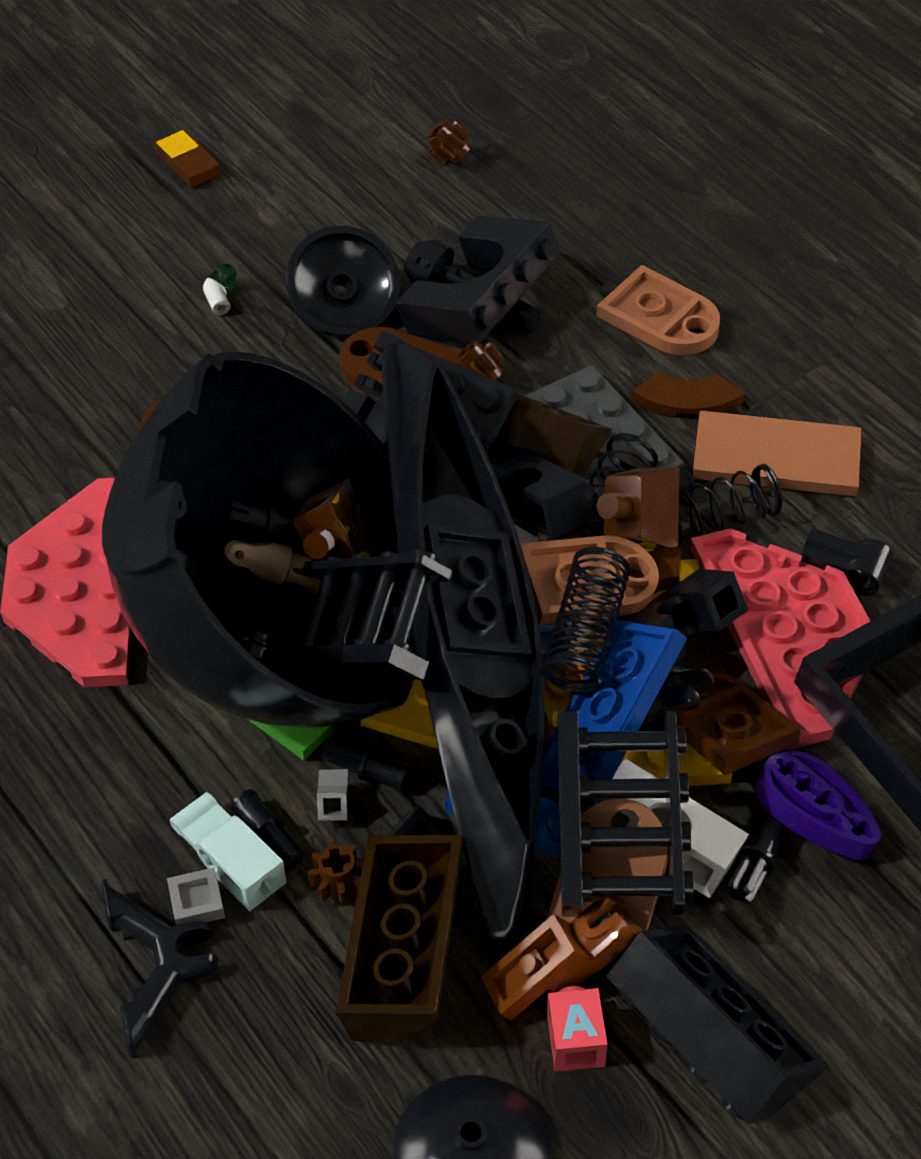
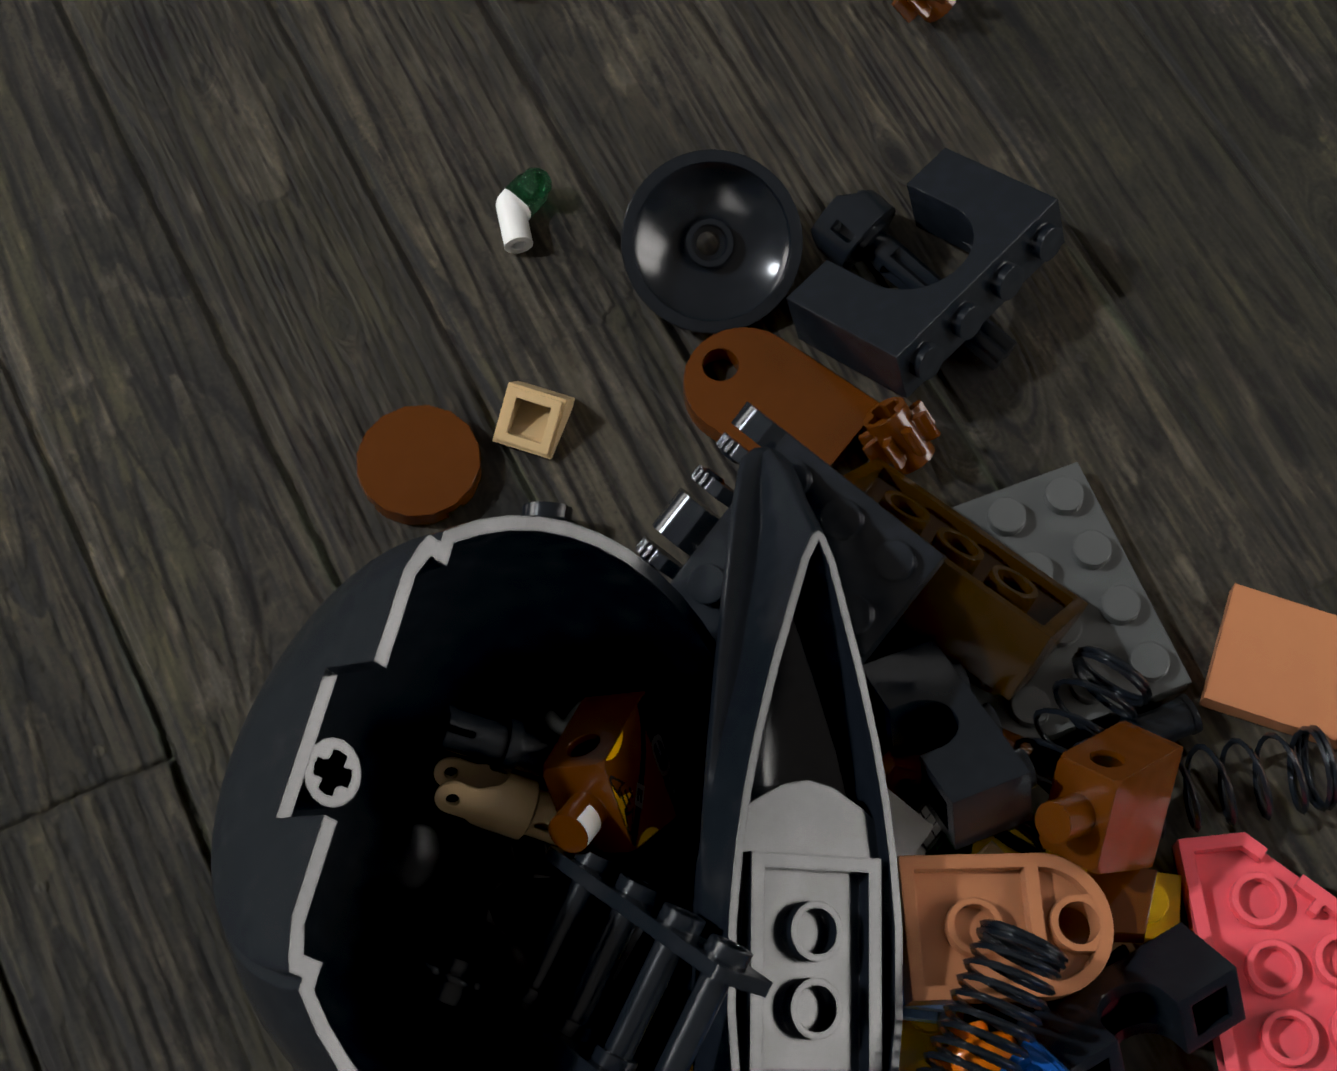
camera: 10 degrees right, 15 degrees up
(63, 593) = (184, 702): coral plate -> none
(661, 313) = (1206, 370): nougat tile -> none
(675, 395) = (1219, 548): reddish brown tile -> none

